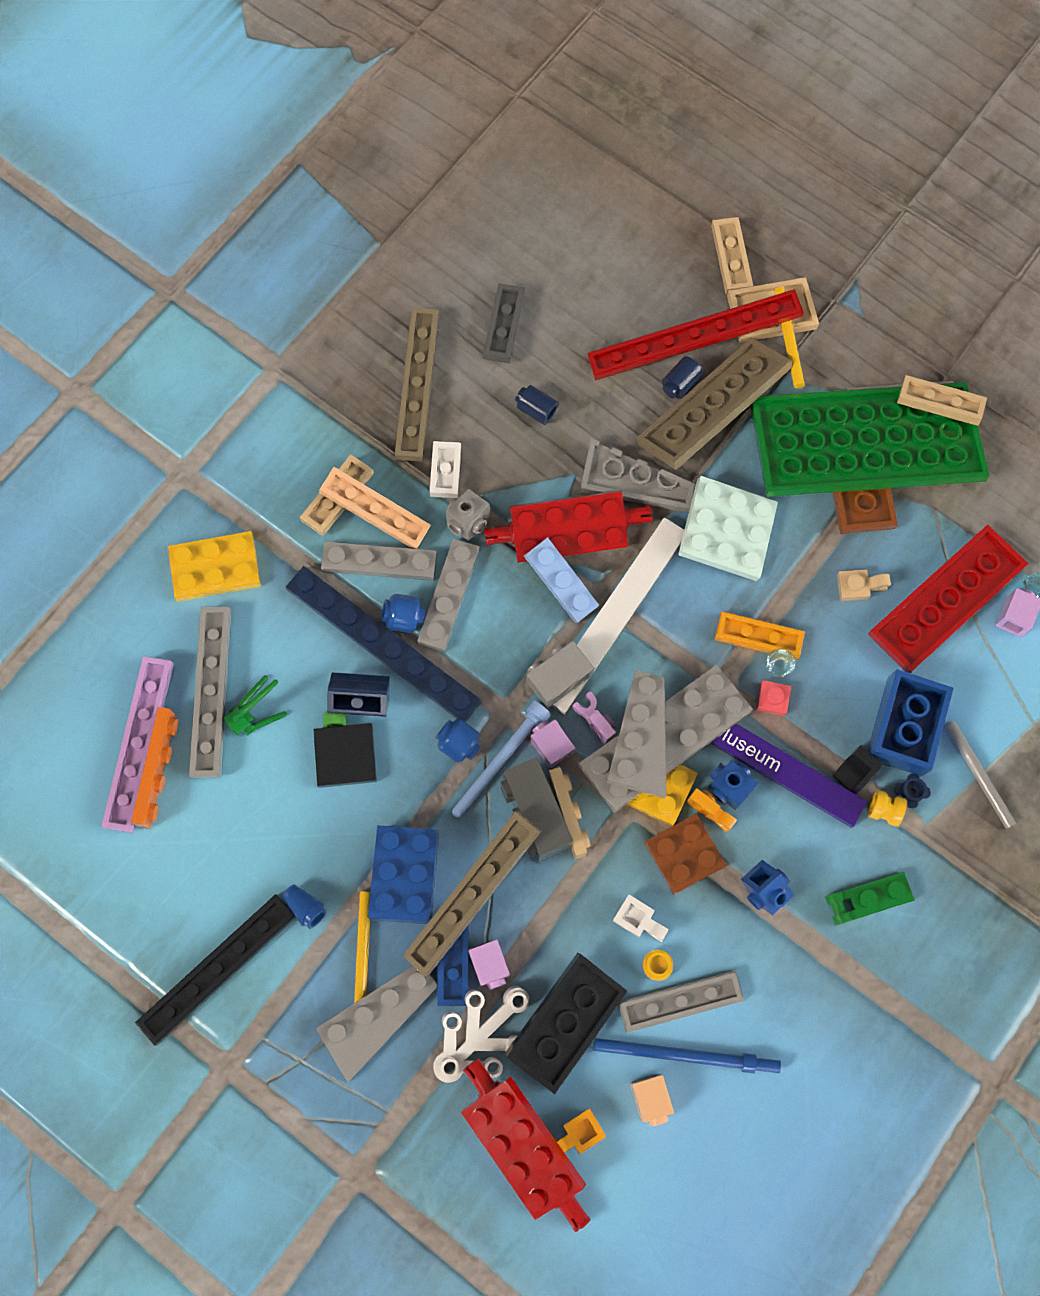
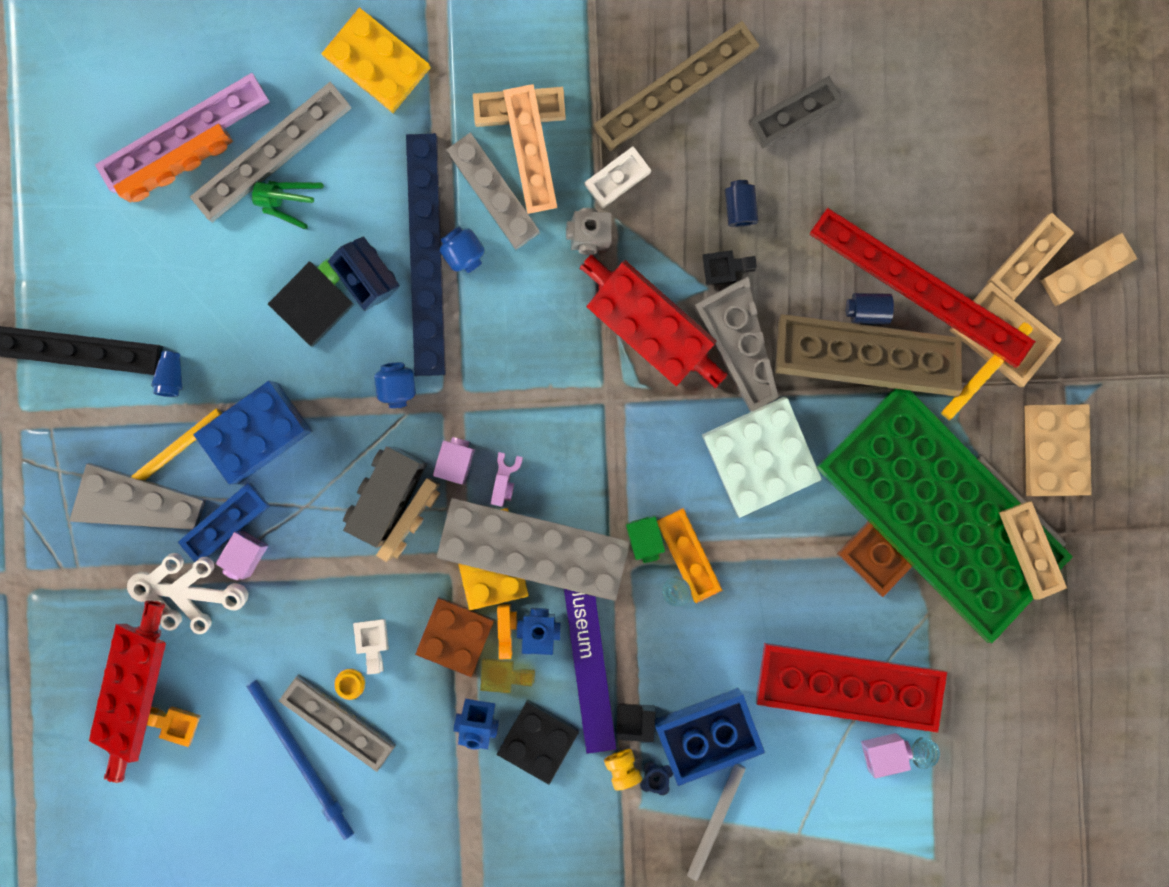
camera: 50 degrees right, 15 degrees up
(448, 595) = (512, 273): light grey plate -> none
(471, 893) = (275, 501): dark tan plate -> none
(535, 716) = (465, 429): light blue piece -> none
(559, 673) = (513, 421): light grey brick -> none
(561, 580) = (598, 355): light blue plate -> none
(565, 1023) = (245, 650): black plate -> none
(571, 450) = (722, 267): none -> black plate
(626, 600) = (608, 423): white tile -> none
(640, 746) = (506, 535): light grey wing -> none
(652, 1100) = (243, 759): light nougat brick -> none
(723, 652) = (645, 539): none -> green brick
(743, 842) = (499, 676): none -> clear yellow plate
(770, 229) = (1088, 269): none -> tan plate
(773, 698) = (643, 608): coral plate -> none
(816, 857) = (538, 742): none -> black plate
(857, 585) = (801, 602): tan plate -> none
(871, 898) = (539, 808): green plate -> none
(881, 338) = (1057, 450): none -> tan plate

